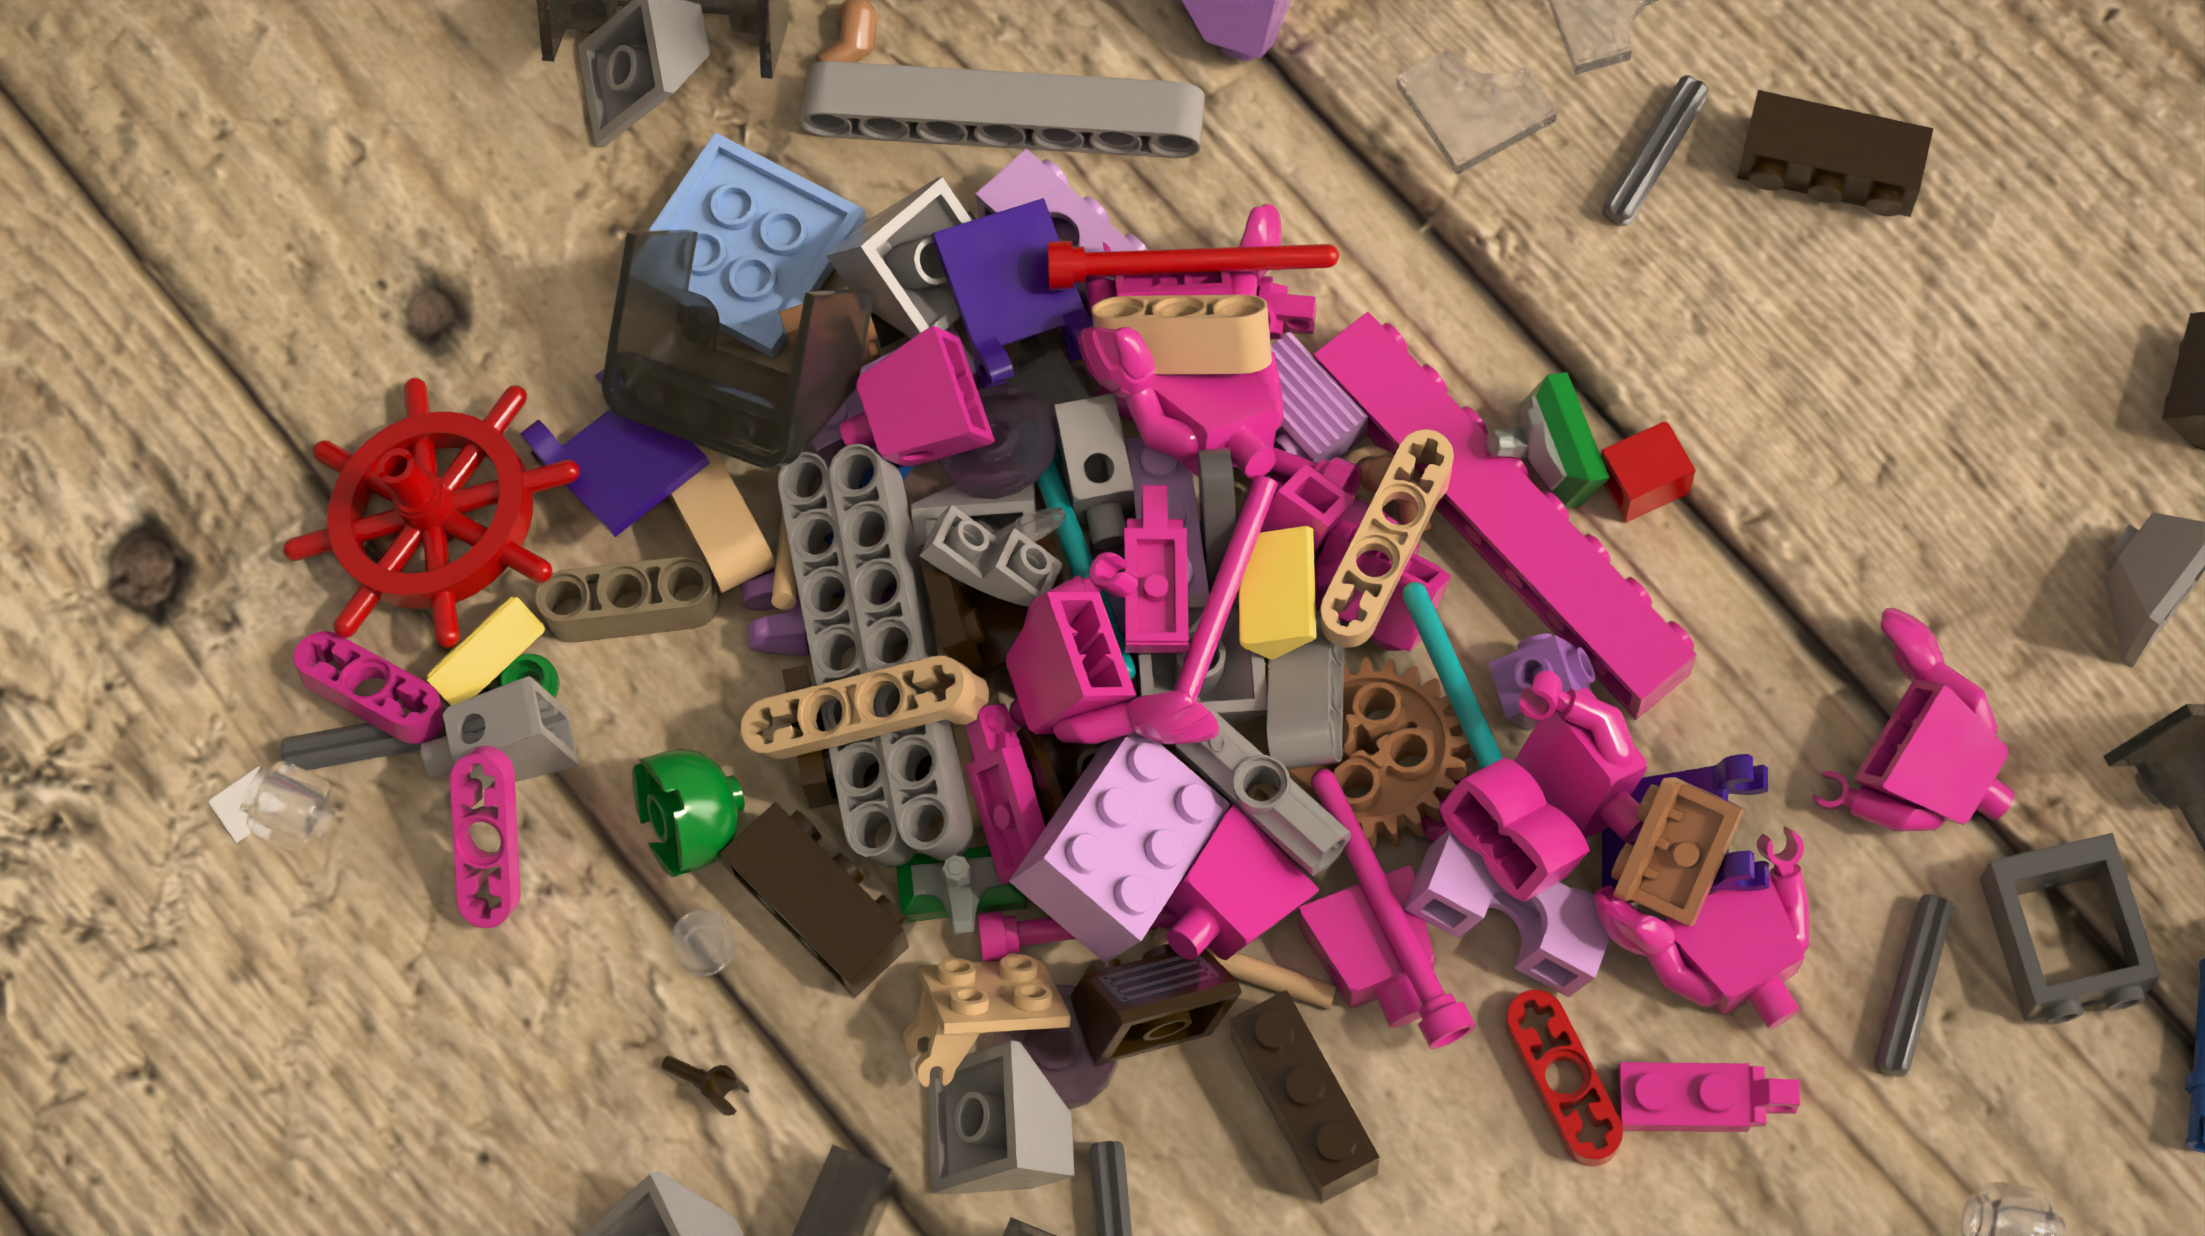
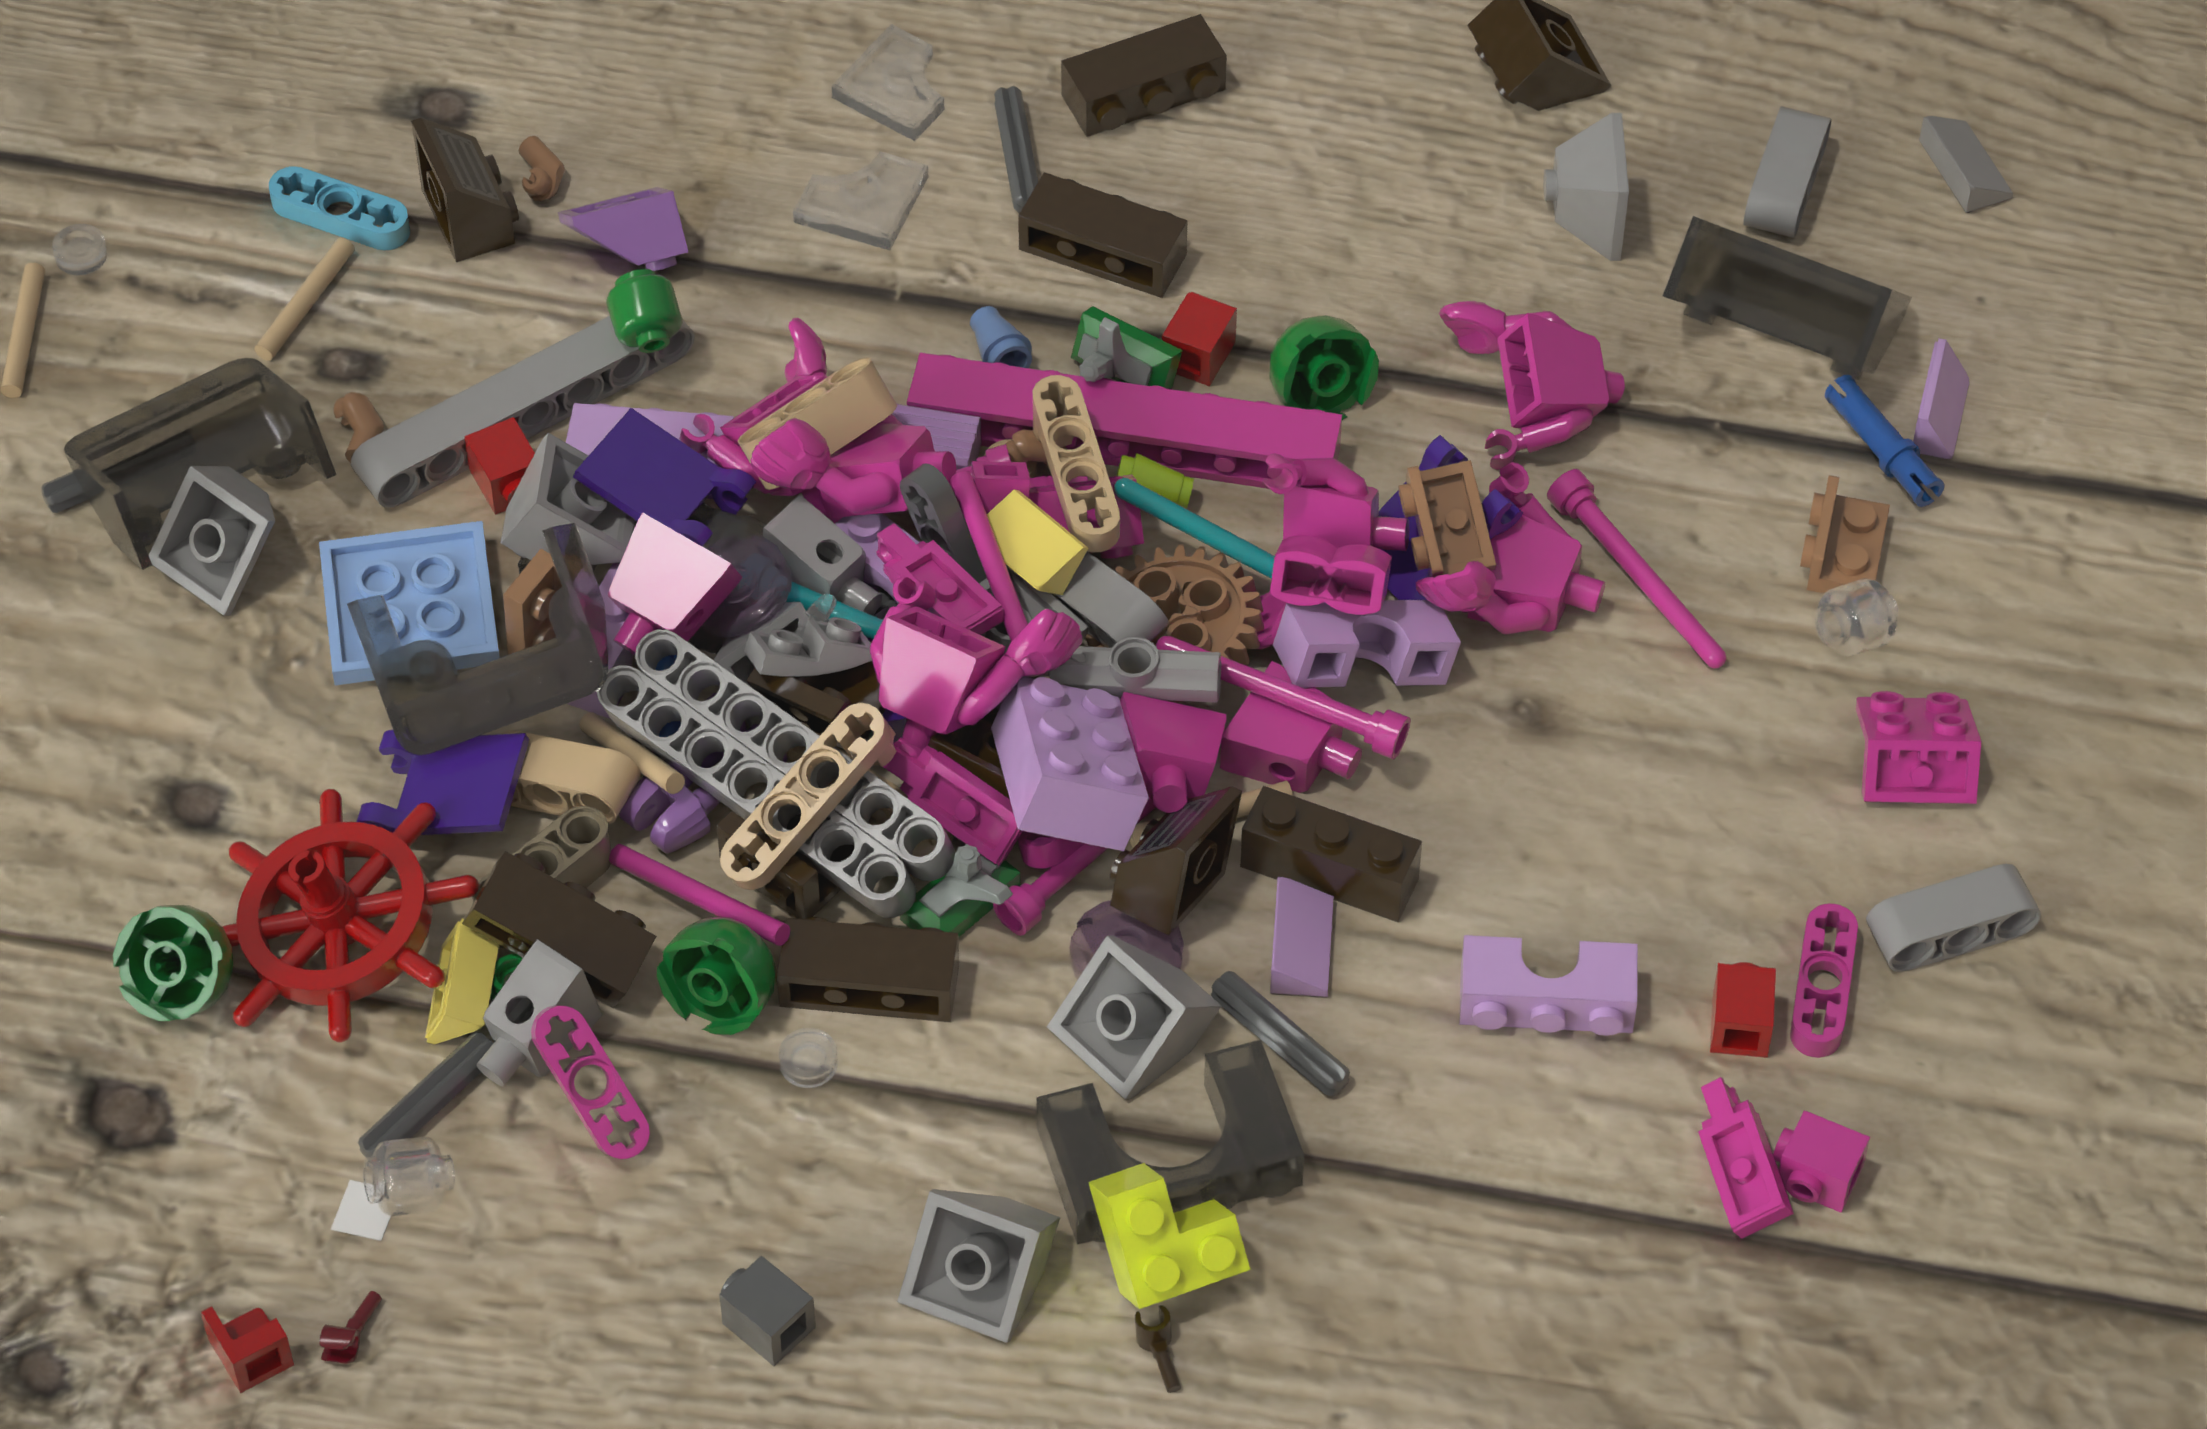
camera: 45 degrees left, 15 degrees down
(47, 861) = (249, 1346): none -> red panel
(124, 920) = (342, 1343): none -> dark red hand
(265, 463) = (173, 962): none -> green cylinder
(377, 709) = (438, 1062): dark pink beam -> none
(459, 1161) = (766, 1310): none -> dark grey brick
(581, 669) = (528, 905): none -> dark brown brick
(712, 1083) = (907, 1131): dark brown hand -> none
(731, 714) = (698, 893): none -> dark pink bar
(929, 152) = (498, 461): none -> red brick
(978, 998) = (1053, 949): tan plate -> none
(1073, 264) = (690, 435): red piece -> none
(1151, 100) = (644, 310): none -> green head
(1212, 1157) = (1301, 940): none -> lavender slope
(1463, 346) = (999, 339): none -> medium blue cone
(1476, 592) = (1158, 478): none -> lime cone
(1535, 655) = (1246, 503): medium lavender brick -> none
(1599, 1112) = (1478, 712): red beam -> none
(1652, 298) = (1103, 234): none -> dark brown brick
(1701, 1096) = (1588, 683): dark pink hinge -> none
(1725, 588) = (1323, 365): none -> green cylinder
(1856, 897) = (1574, 497): none -> dark pink piece
(1913, 985) = (1661, 527): dark grey axle -> none
(2054, 867) = (1740, 477): dark grey window -> none
(2079, 1135) = (1846, 539): none -> medium nougat bracket

